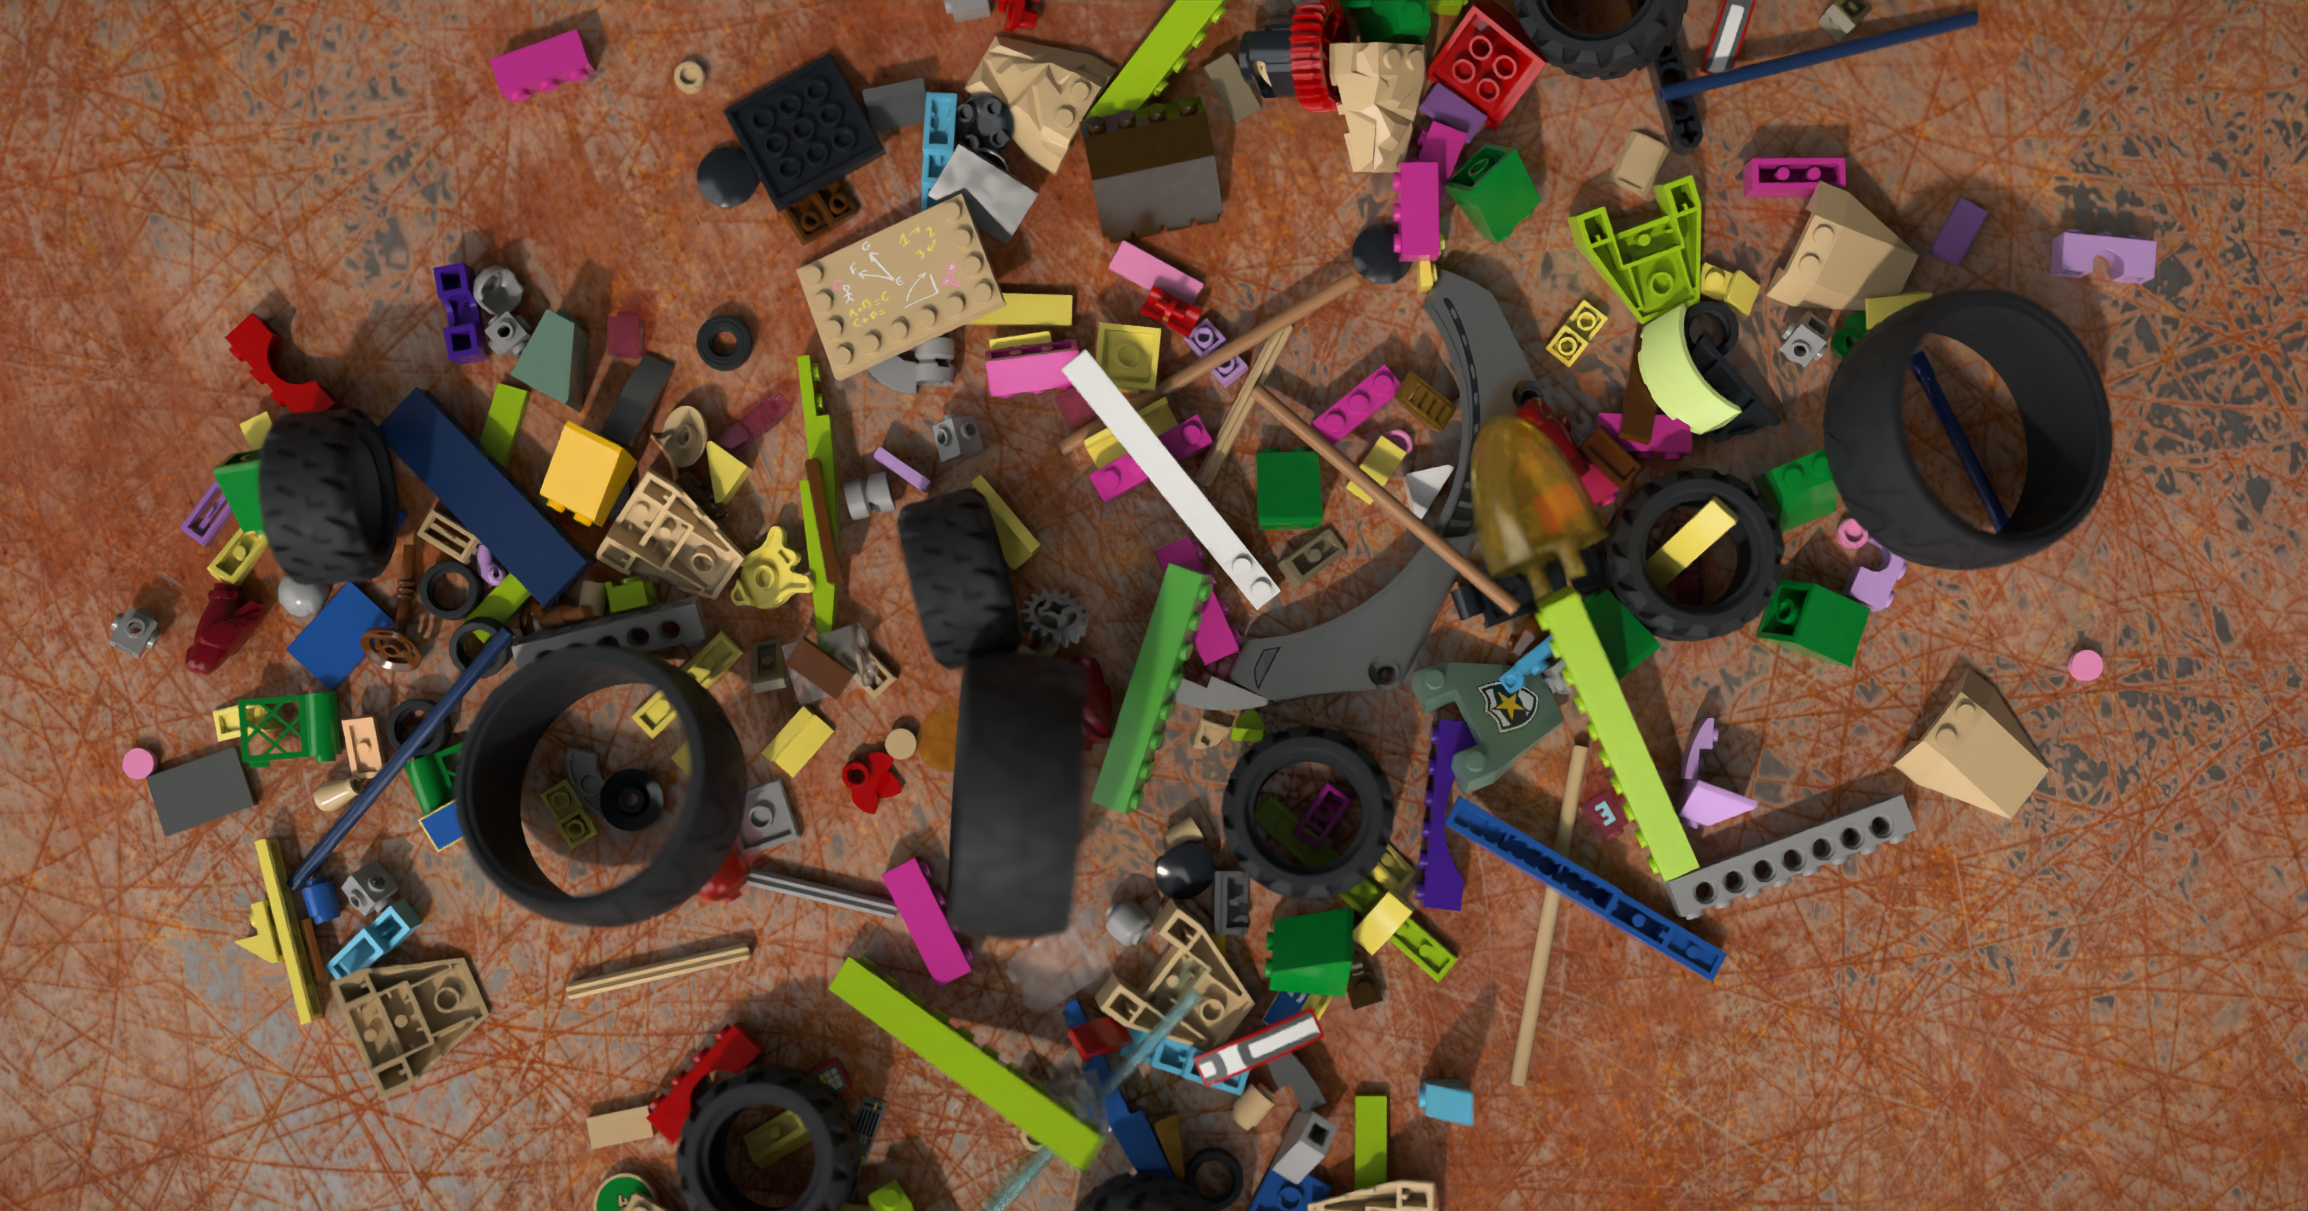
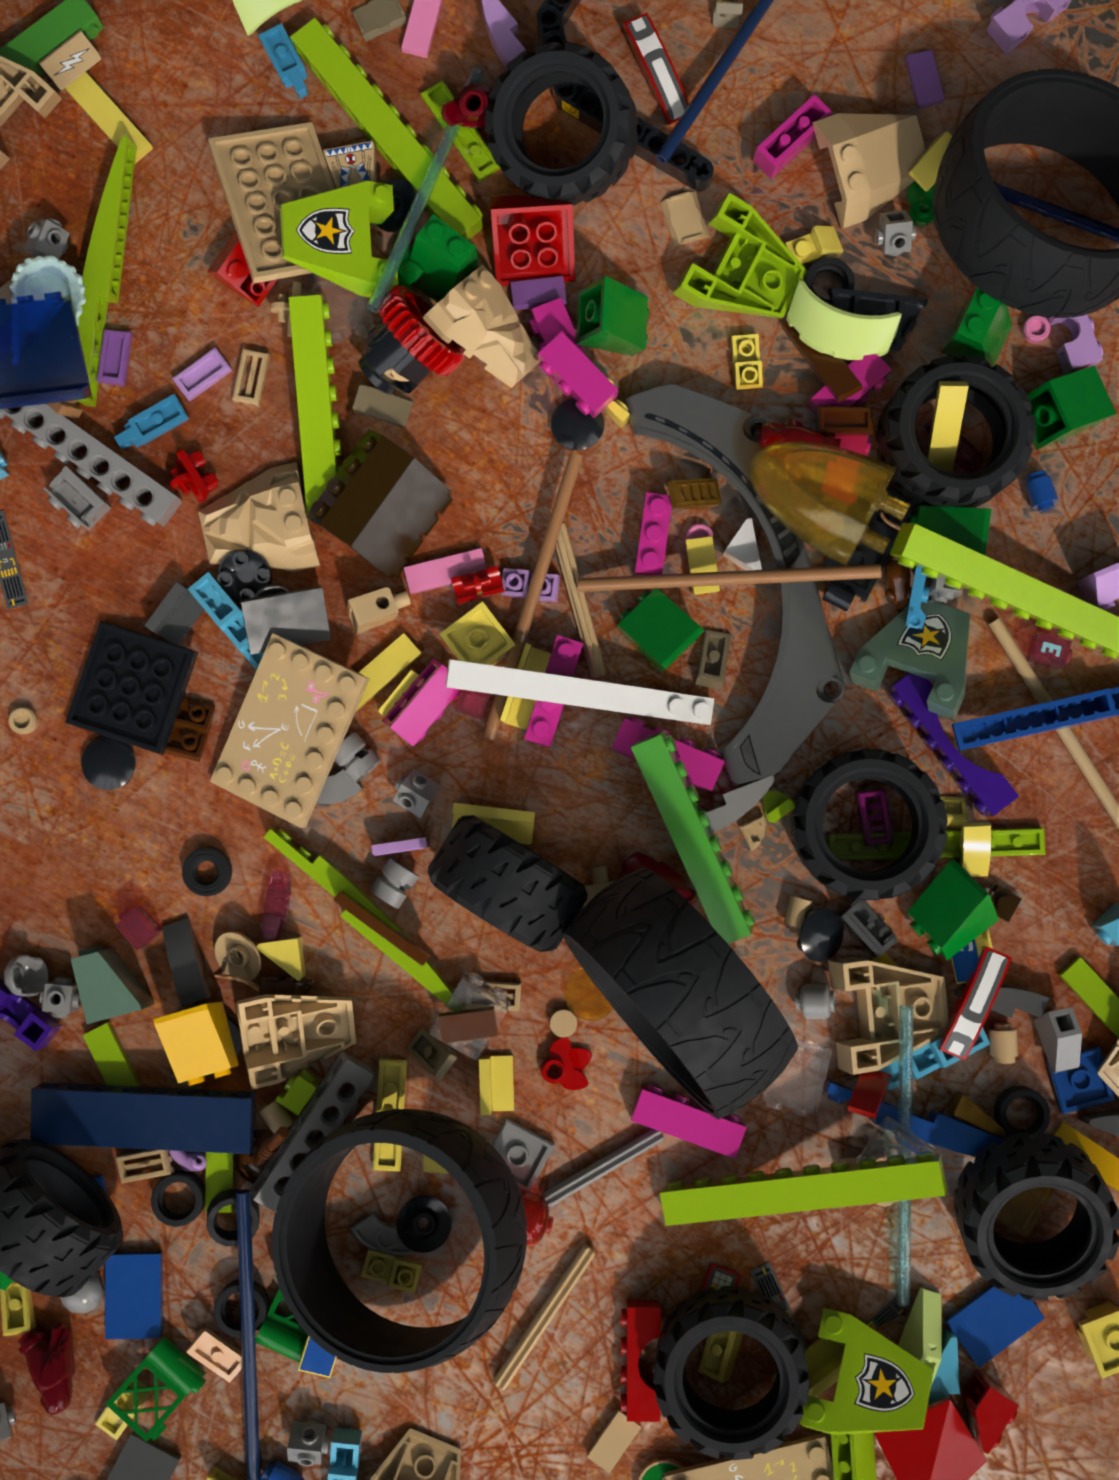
camera: 45 degrees left, 0 degrees up
(336, 793) = (226, 1403): tan cone -> none
(397, 638) = (172, 1265): reddish brown dish -> none
(770, 574) = (377, 994): light yellow tile -> none
(1052, 618) = (587, 851): light grey gear -> none
(1055, 248) = (367, 615): none -> tan torso
(1702, 737) = (1064, 544): lavender slope -> none
(1725, 673) = (1041, 491): none -> blue brick

